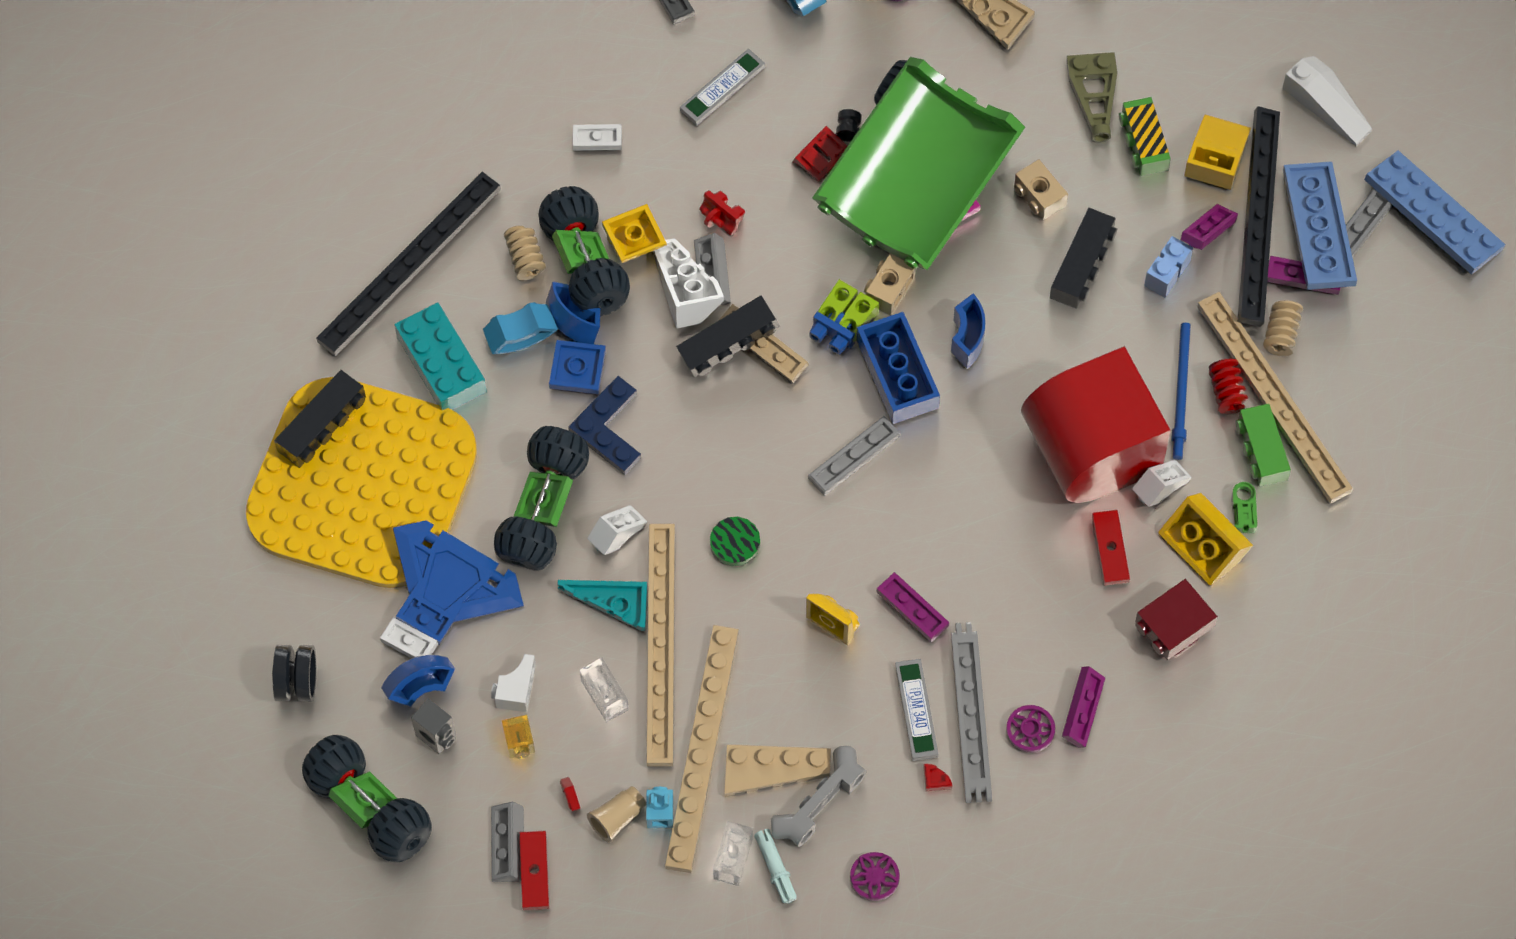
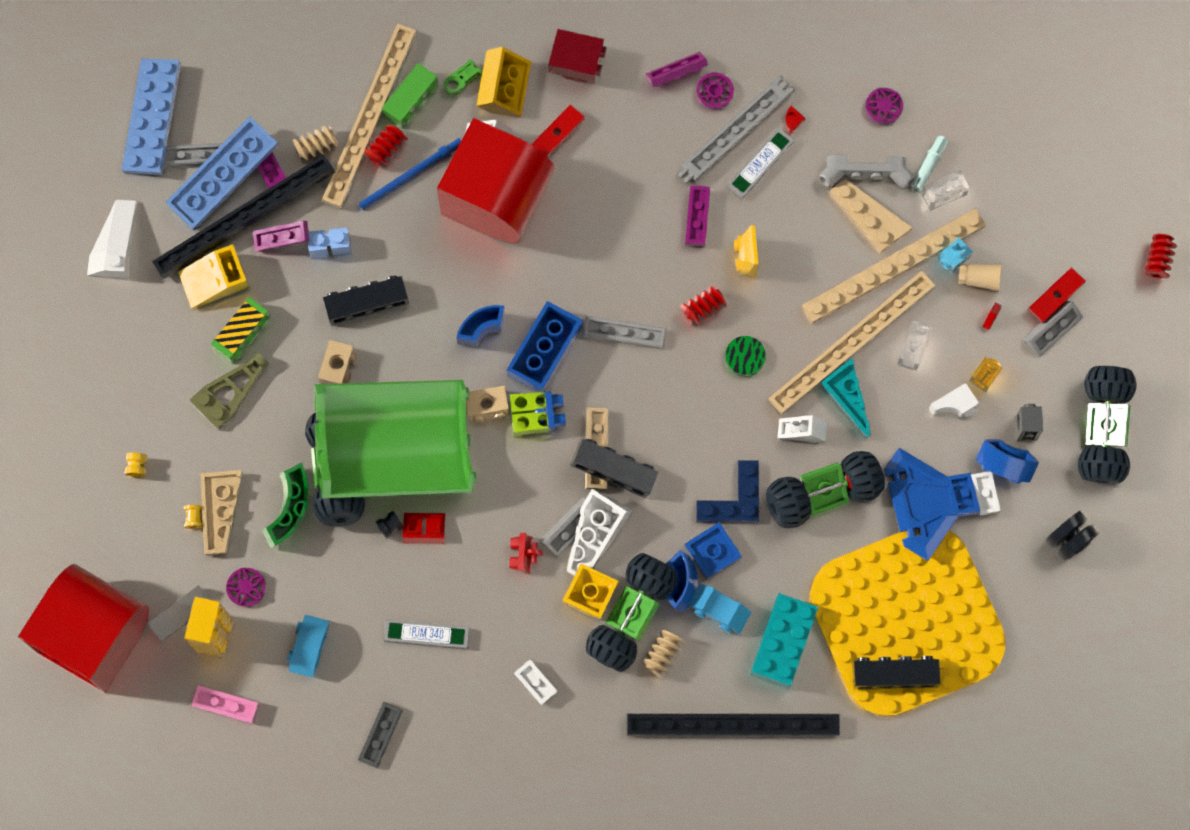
camera: 130 degrees left, 10 degrees up
(814, 539) = (703, 304): none -> red piece
(924, 40) = (293, 506): none -> green brick

